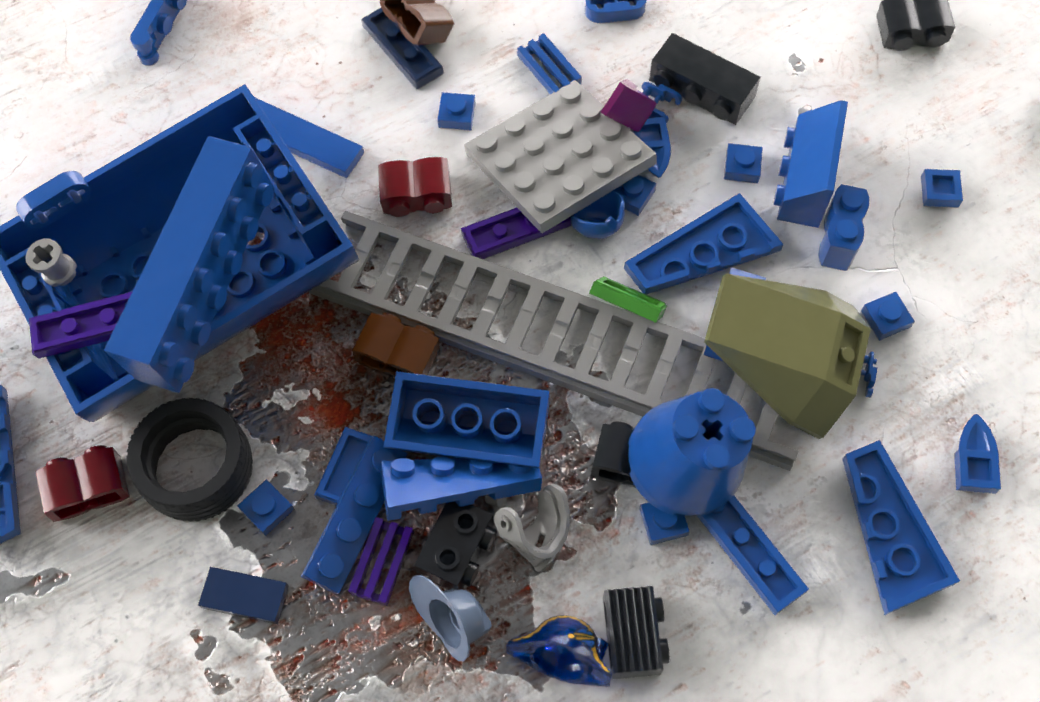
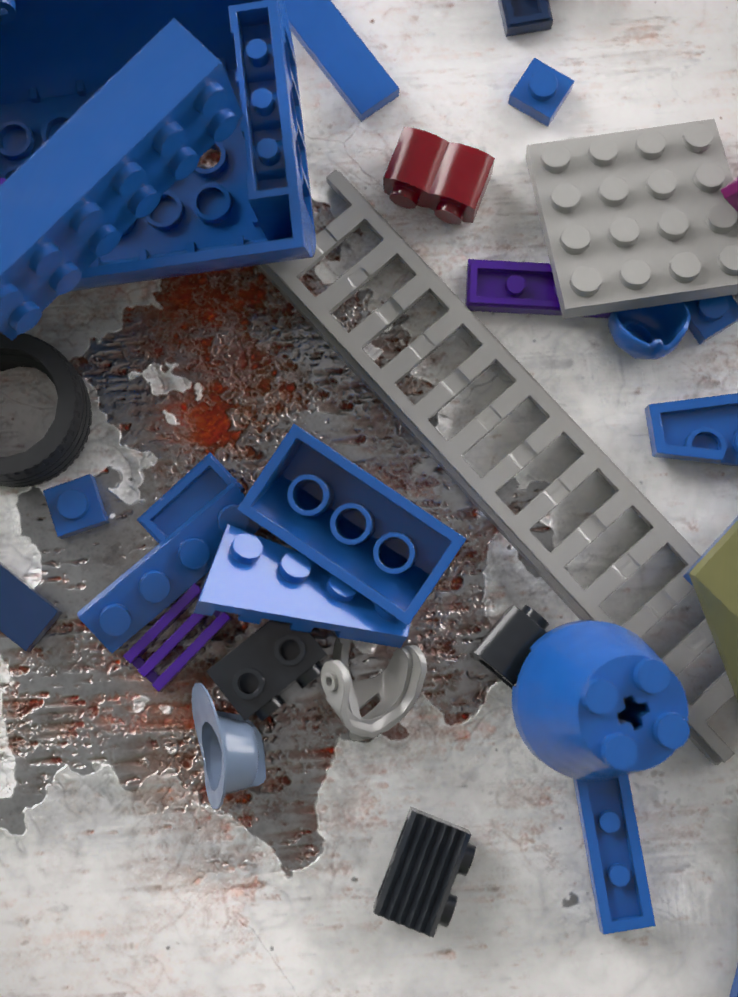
camera: 25 degrees right, 15 degrees up
(392, 347) = (315, 383): reddish brown brick -> none
(556, 56) = (702, 48): blue tile -> none
(564, 651) = (336, 851): clear blue hat -> none
(628, 298) = (628, 455): bright green tile -> none
(661, 525) = (519, 760): blue plate -> none

